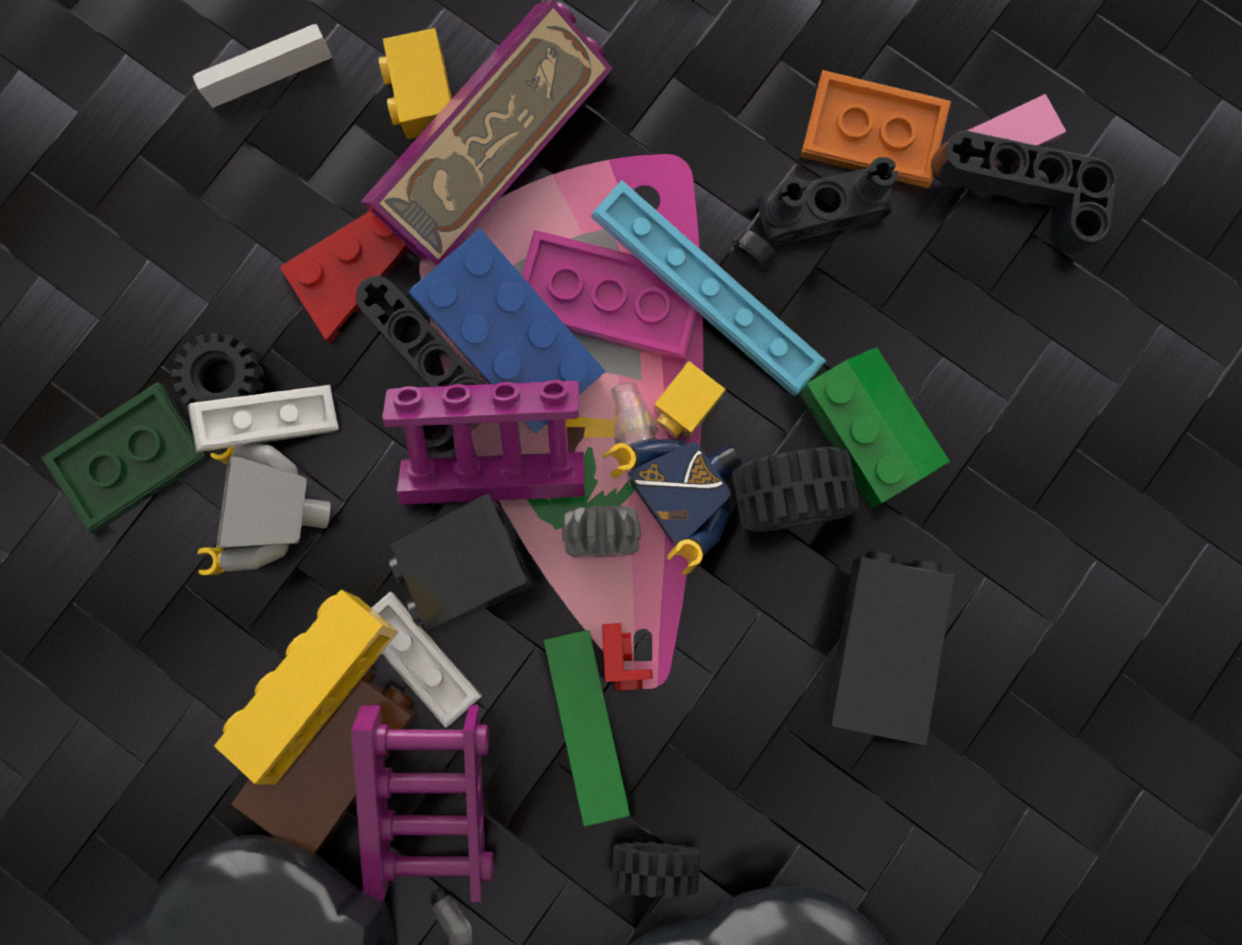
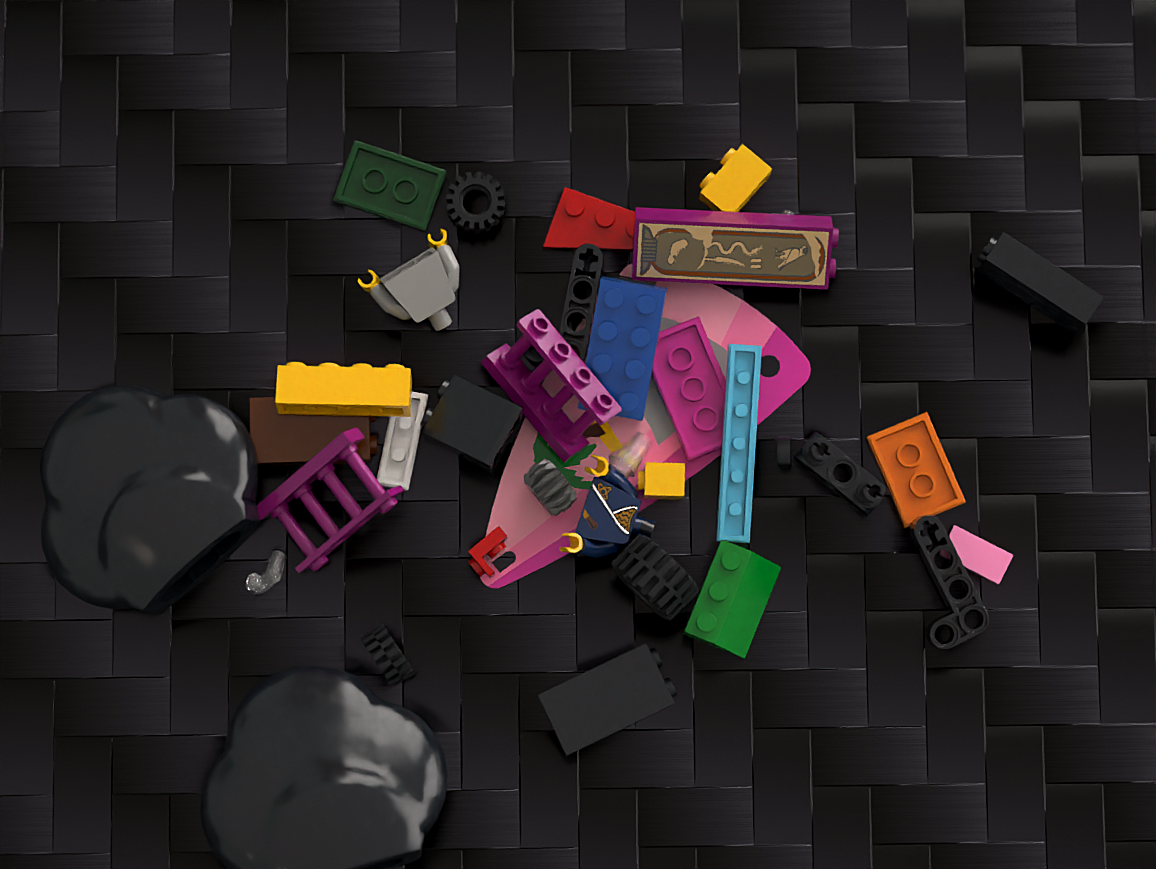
camera: 50 degrees right, 0 degrees up
(262, 66) = (676, 84): white tile -> none
(262, 418) = (471, 248): white tile -> none
(586, 728) = (435, 562): green tile -> none

